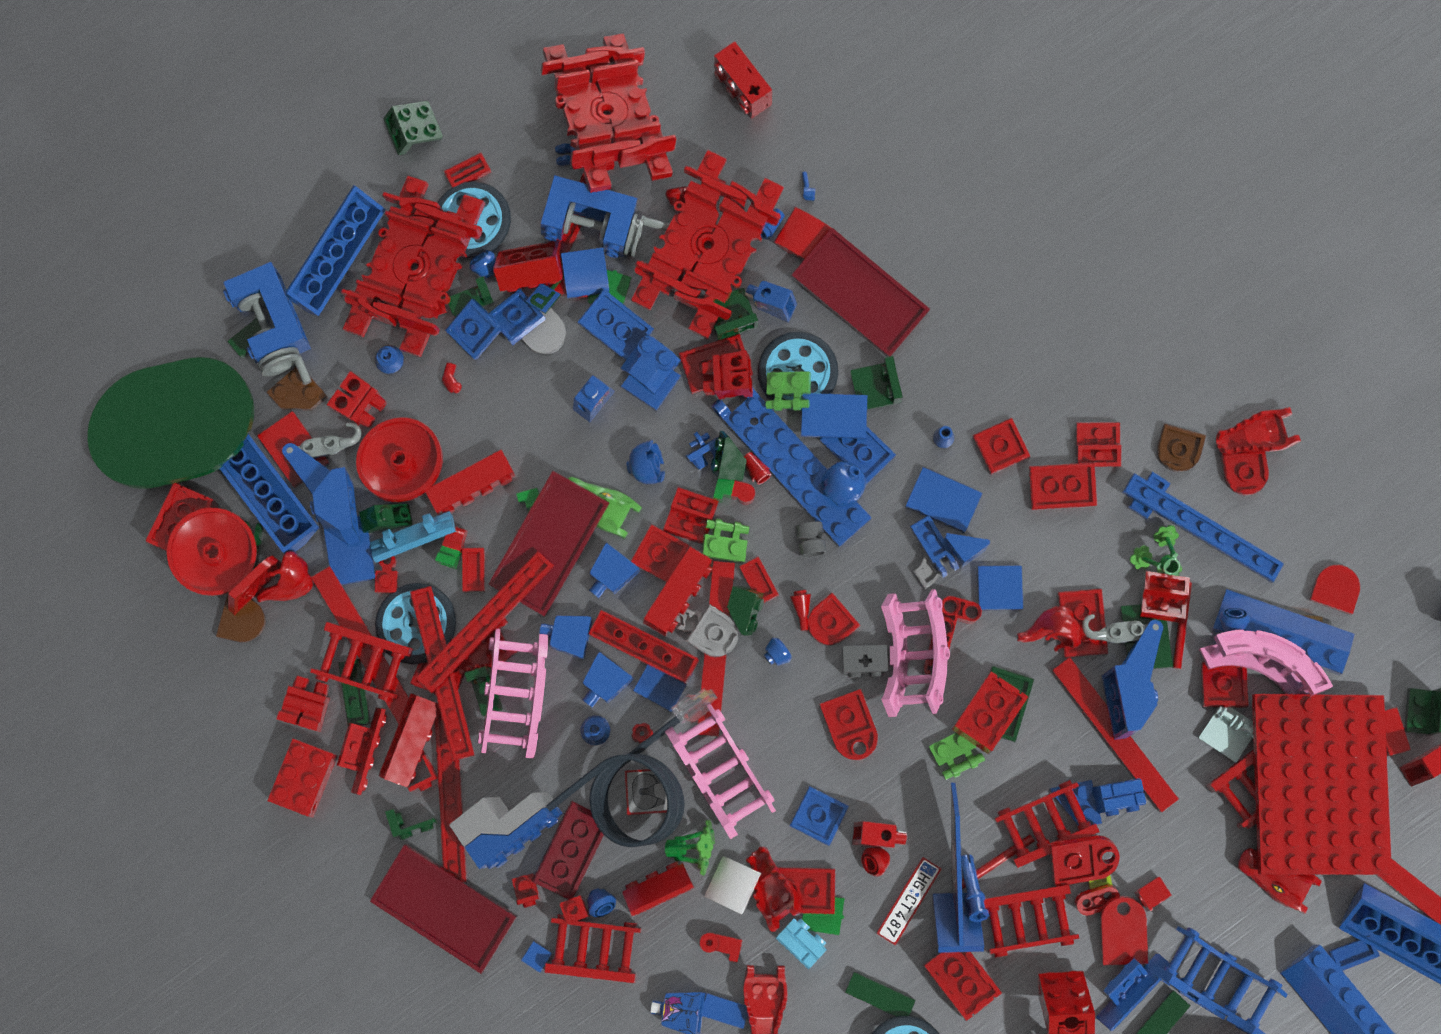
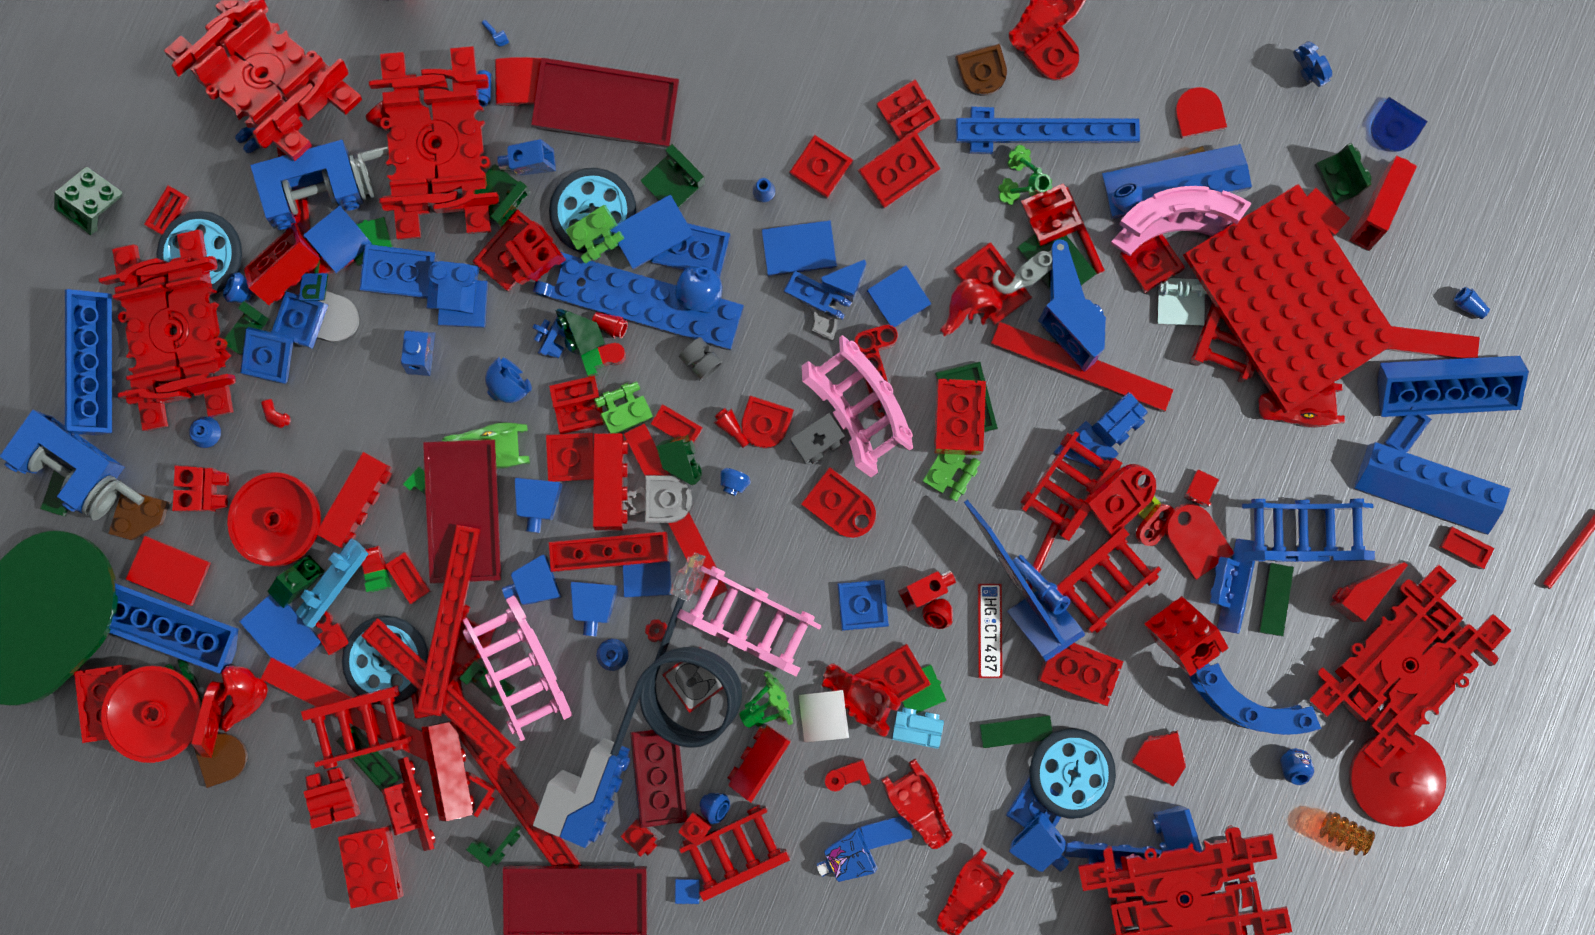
camera: 35 degrees left, 5 degrees up
(331, 490) = (227, 587): blue slope -> none

